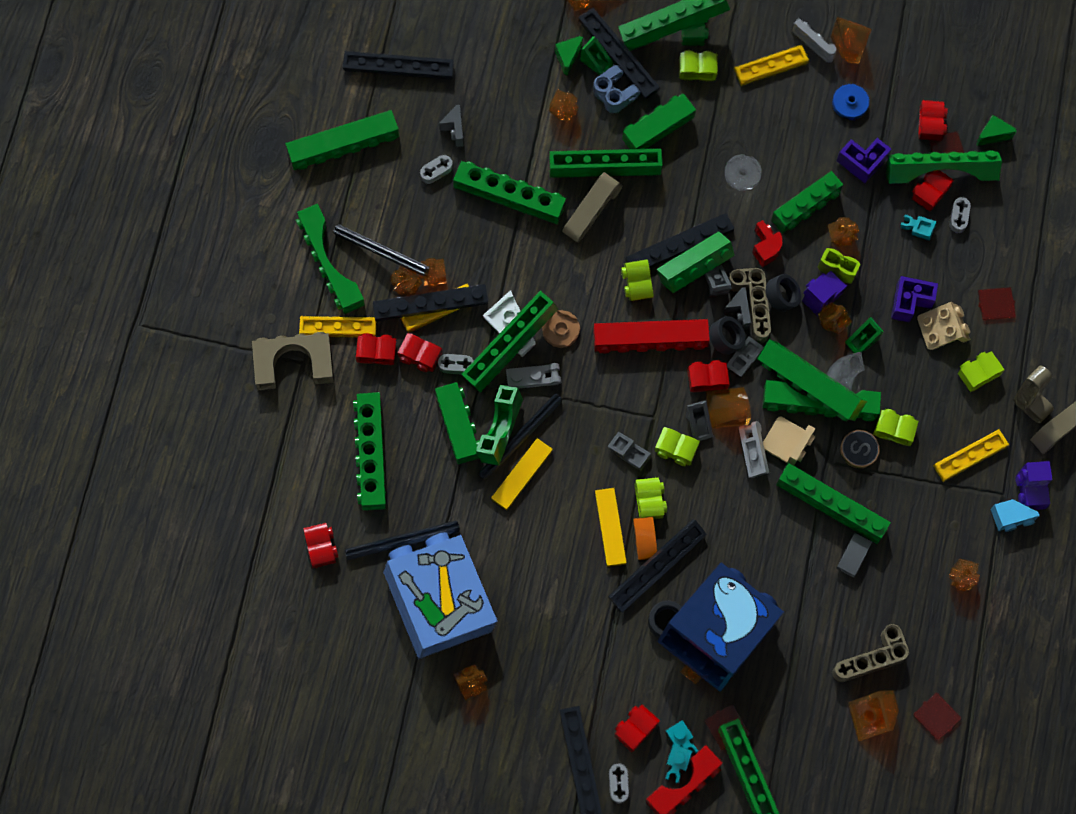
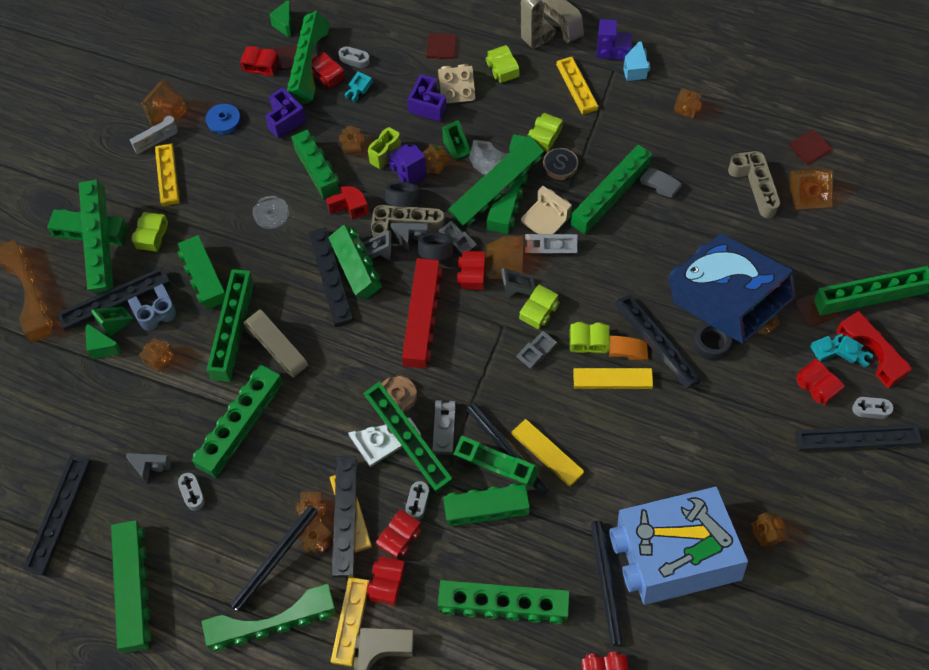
camera: 75 degrees left, 10 degrees down
(638, 280) = (362, 313): lime brick -> none

